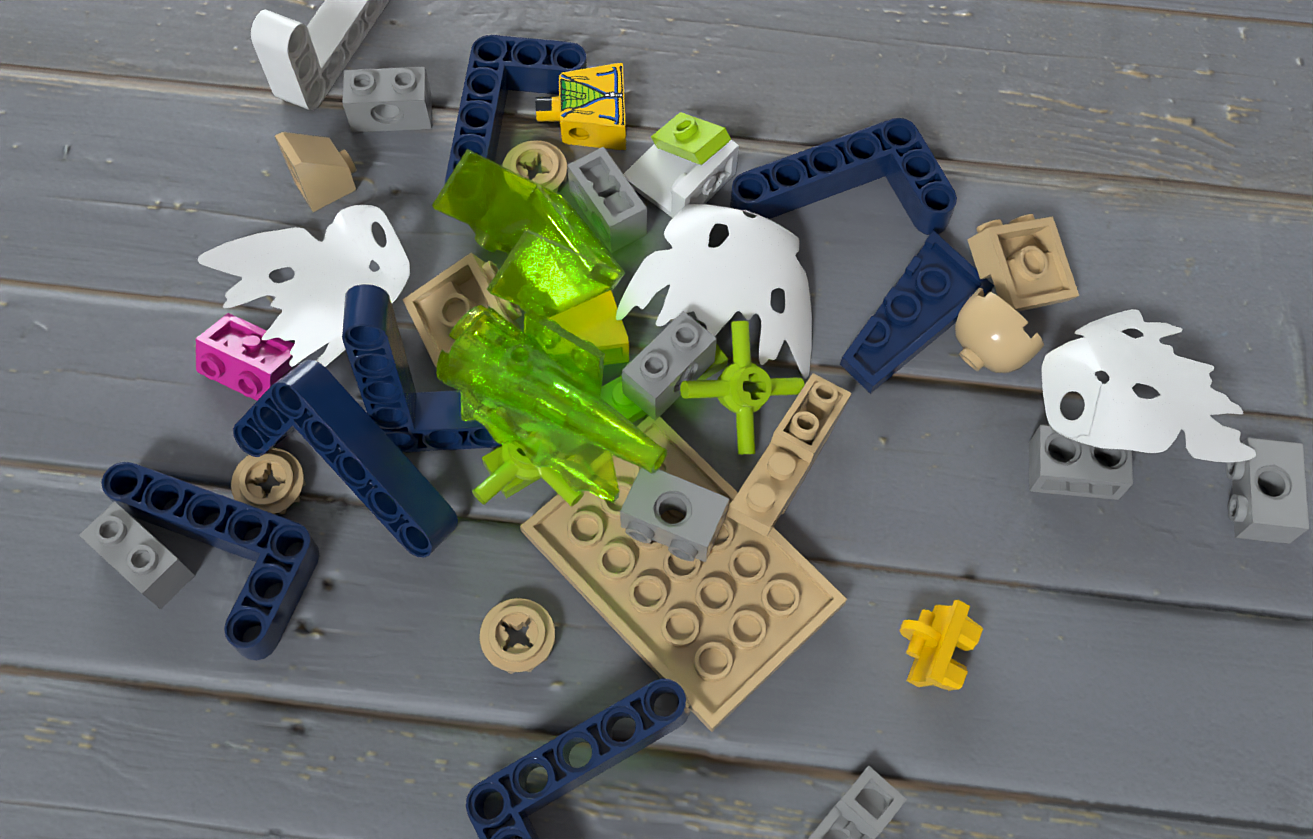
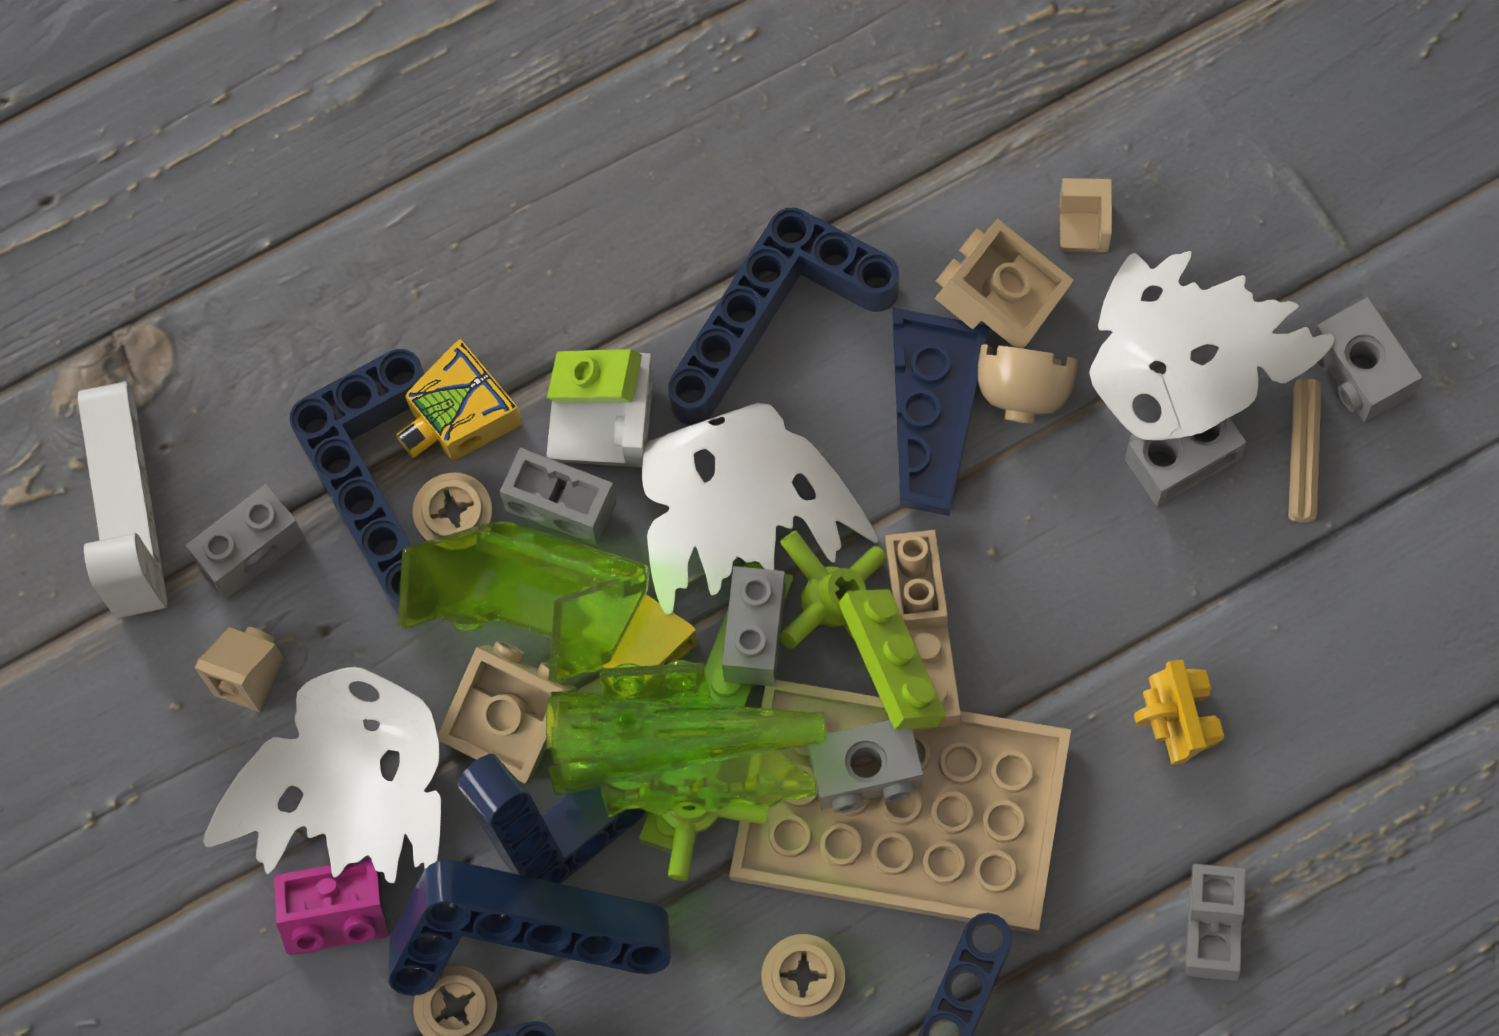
camera: 30 degrees left, 5 degrees up
(747, 453) = (892, 659): none -> lime plate
(1119, 258) = (1085, 215): none -> tan panel
(1173, 525) = (1305, 451): none -> tan axle

